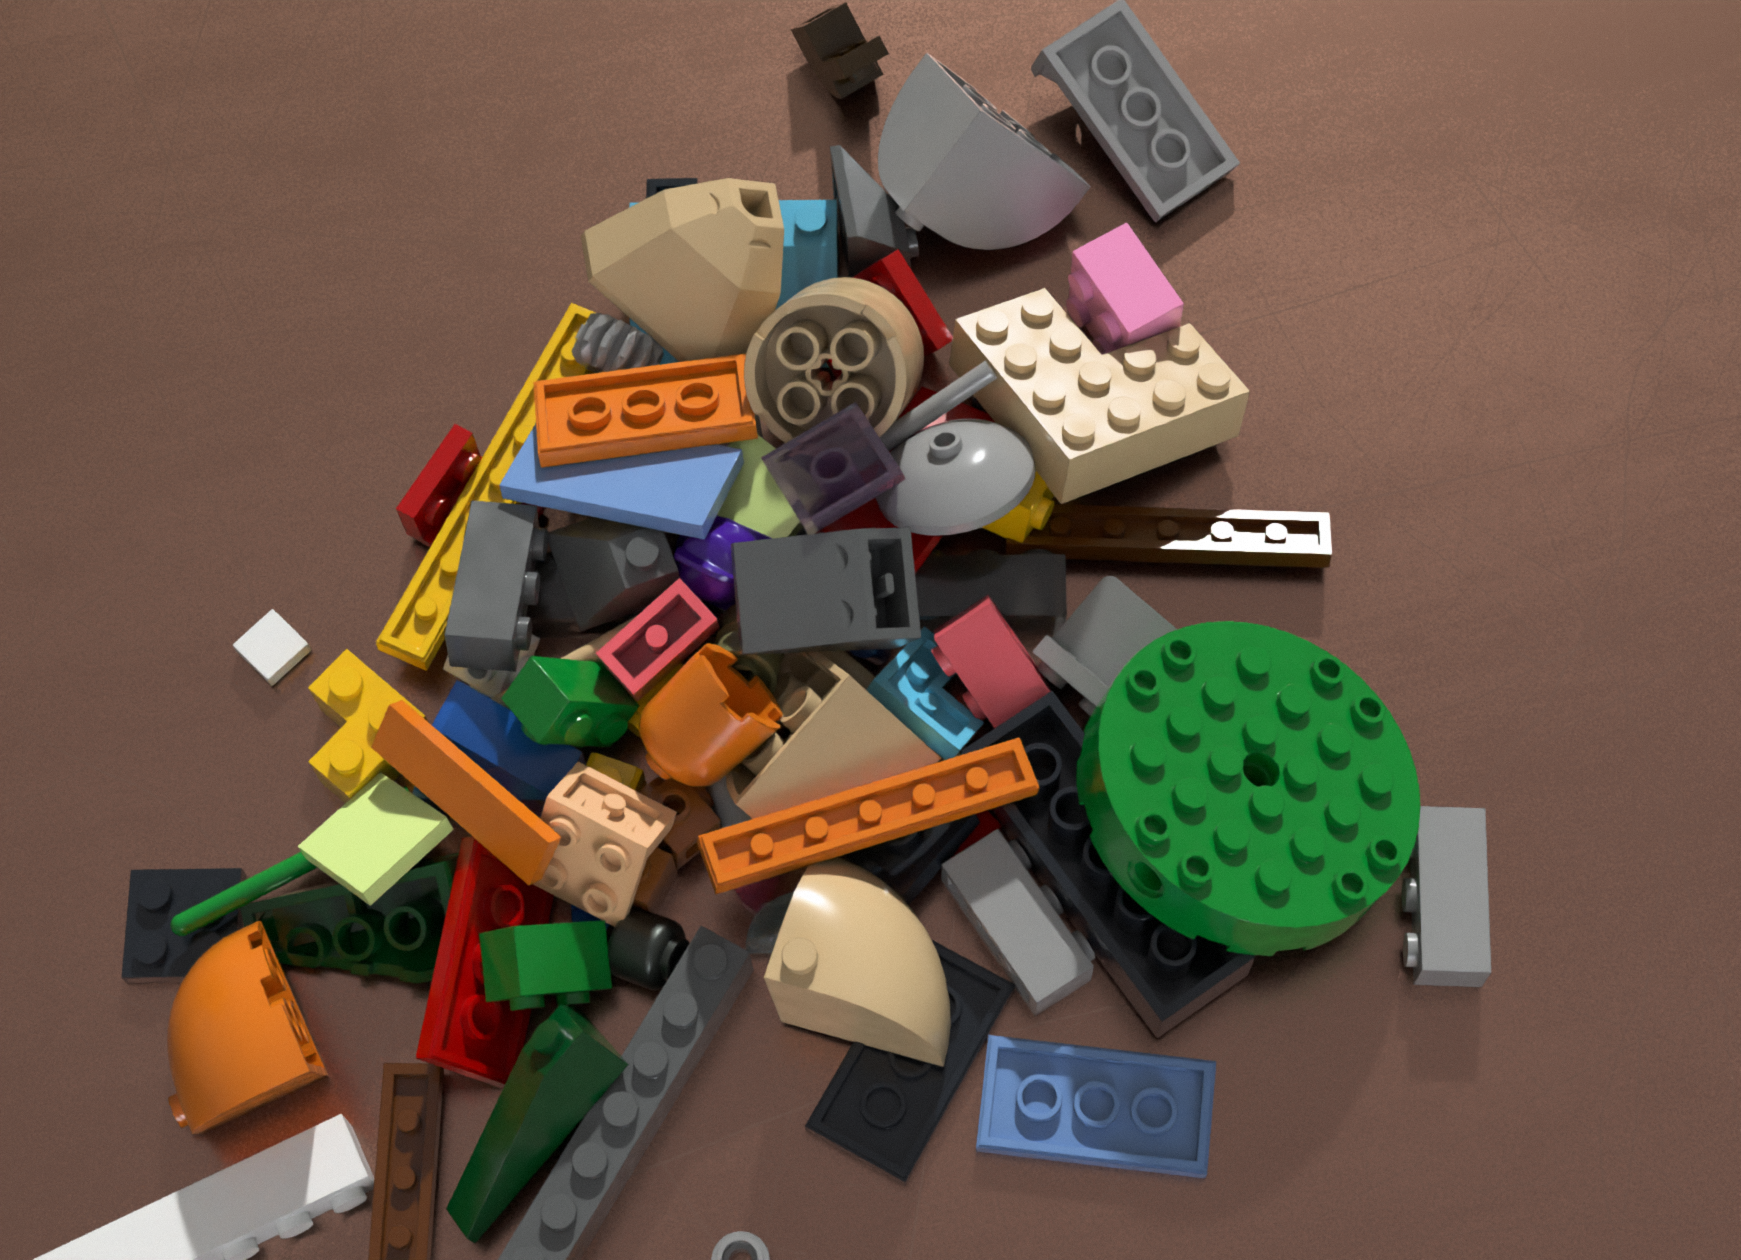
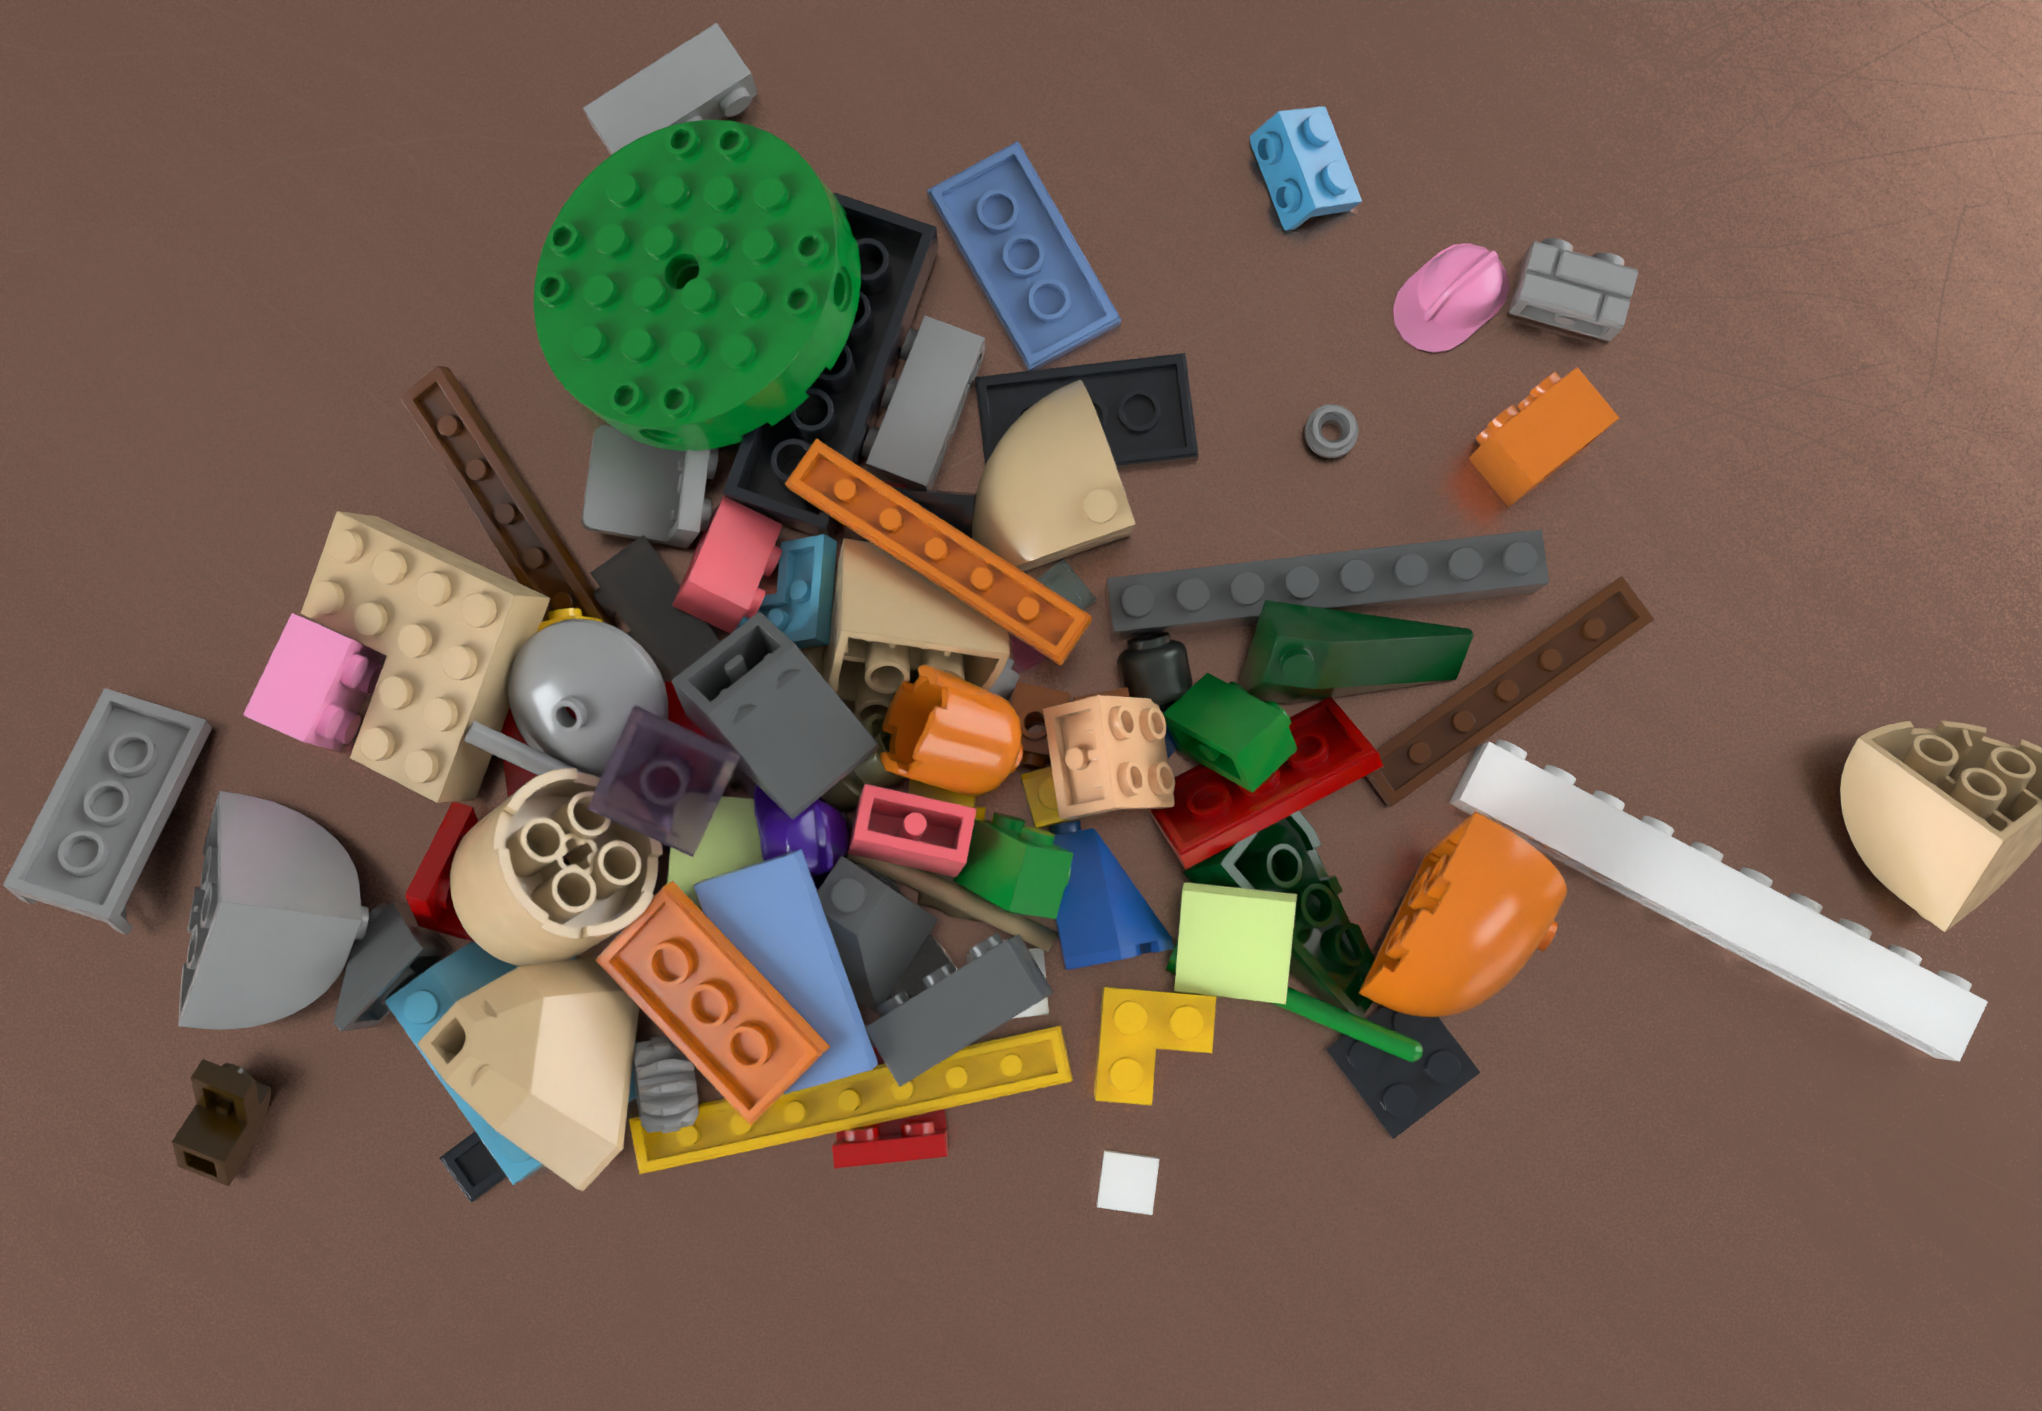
camera: 130 degrees left, 15 degrees up
(466, 792) = (1153, 888): orange tile -> none

